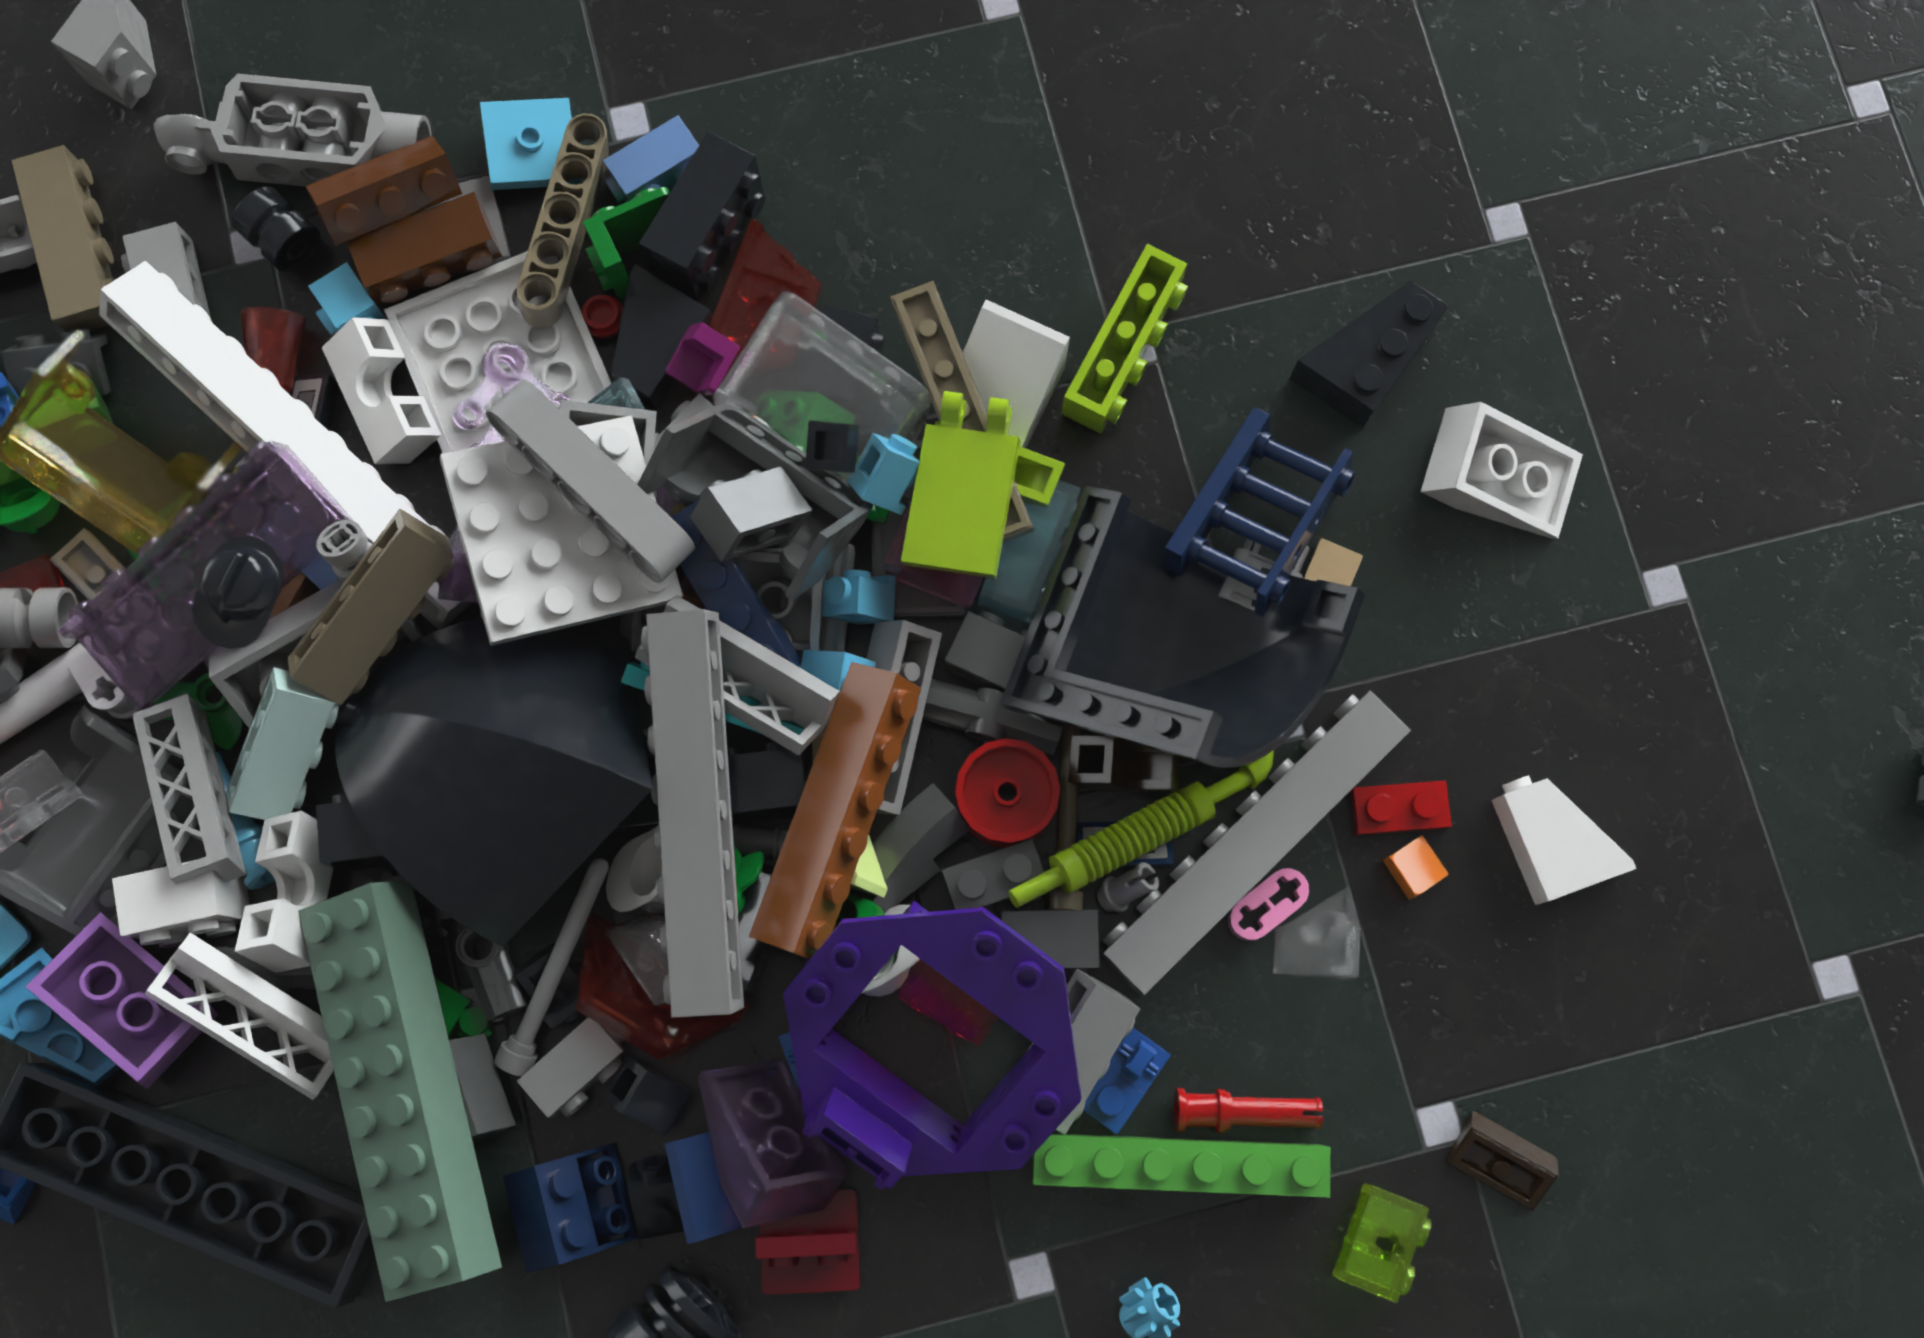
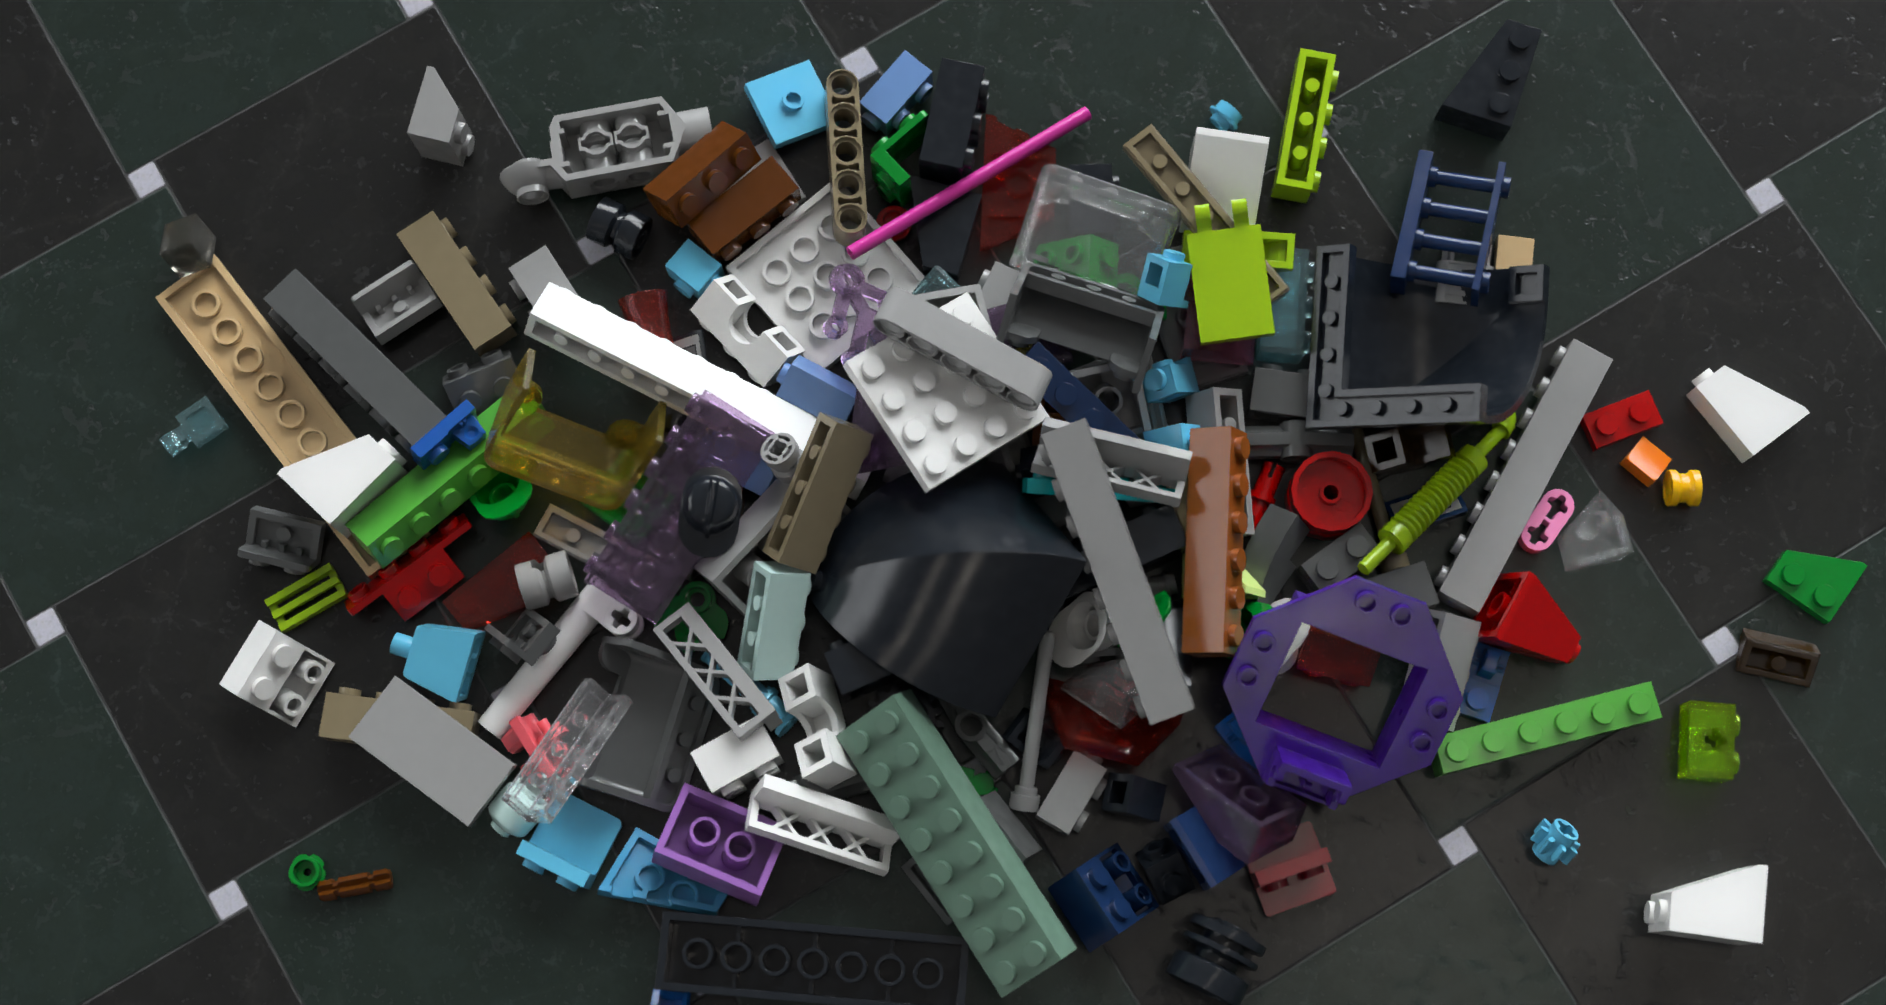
camera: 15 degrees left, 0 degrees up
(419, 481) = (816, 389): none -> medium blue brick
(696, 291) = (968, 183): none -> dark pink piece
(702, 359) = (991, 234): magenta panel -> none
(750, 513) = (1081, 338): brick -> none
(832, 446) = (1123, 271): black tile -> none
(934, 765) = (1265, 489): none -> red pin
(1036, 302) = (1224, 116): none -> medium azure plate
(1118, 892) = (1433, 544): light grey pin -> none
(1201, 1022) = (1527, 620): none -> red slope
(1223, 1111) = (1562, 681): red pin -> none
(1449, 914) = (1682, 488): none -> yellow wheel
(1501, 470) = (1617, 143): white slope -> none
(1580, 1080) = (1814, 581): none -> green wing

